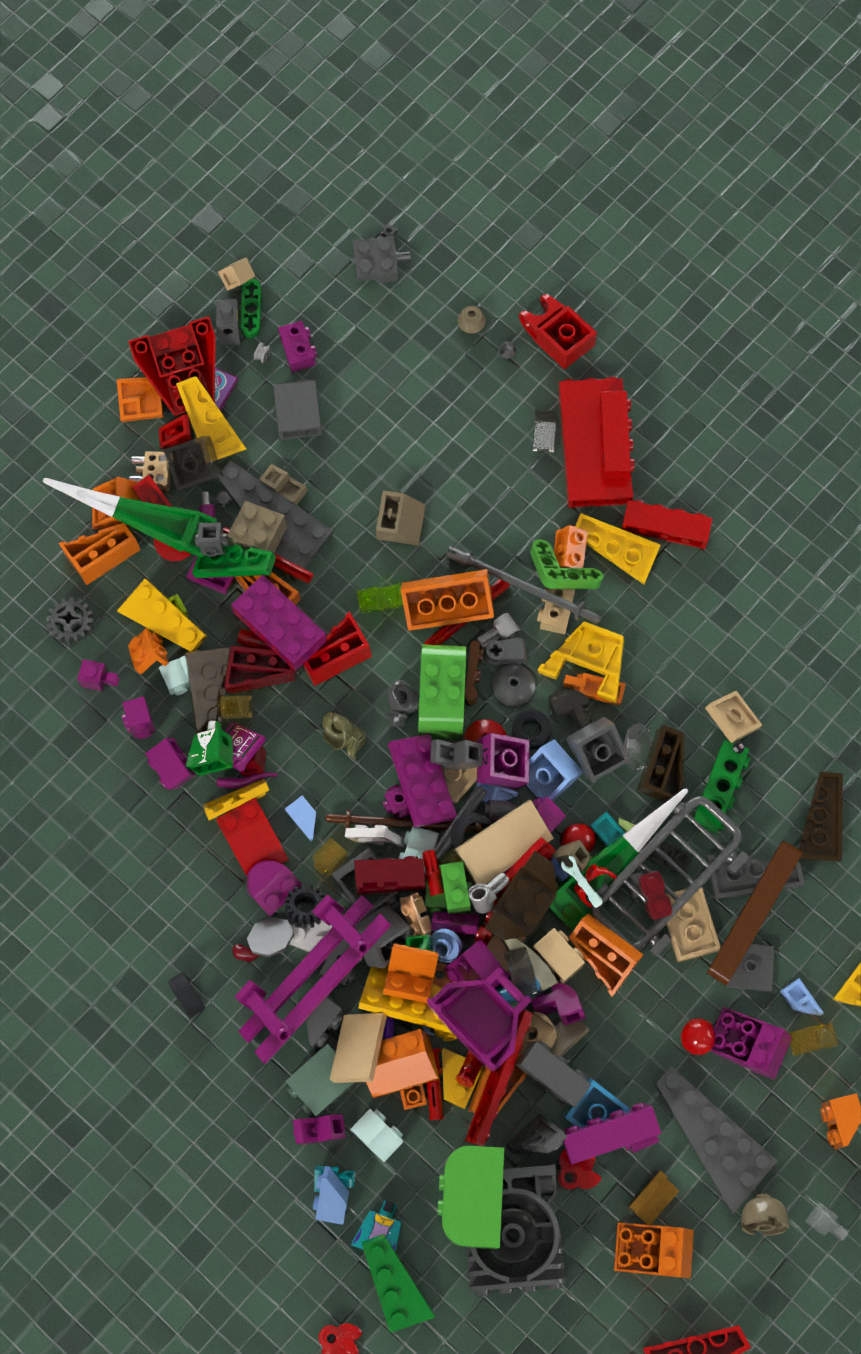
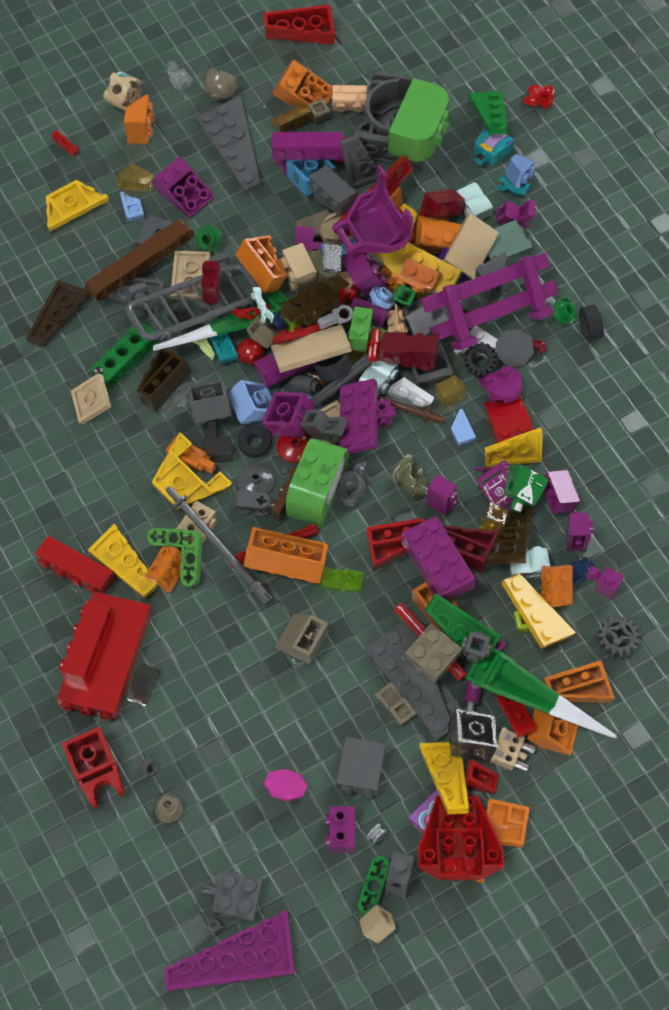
camera: 160 degrees left, 10 degrees down
(129, 679) = (579, 569): none -> dark blue plate
(223, 1006) = (564, 311): none -> green plate
(299, 715) = (442, 495): none -> magenta brick
(346, 215) = (246, 956): none -> magenta wing
(365, 370) = (285, 785): none -> dark pink piece
(413, 1111) = (442, 203): none -> dark red brick
(503, 629) = (246, 521): light grey axle -> none
(588, 1253) = (349, 98): none -> light nougat brick
(621, 1220) = (319, 111): none -> dark tan slope
(686, 975) = (208, 238): none -> green plate
(698, 1036) = (217, 200): red hair -> none

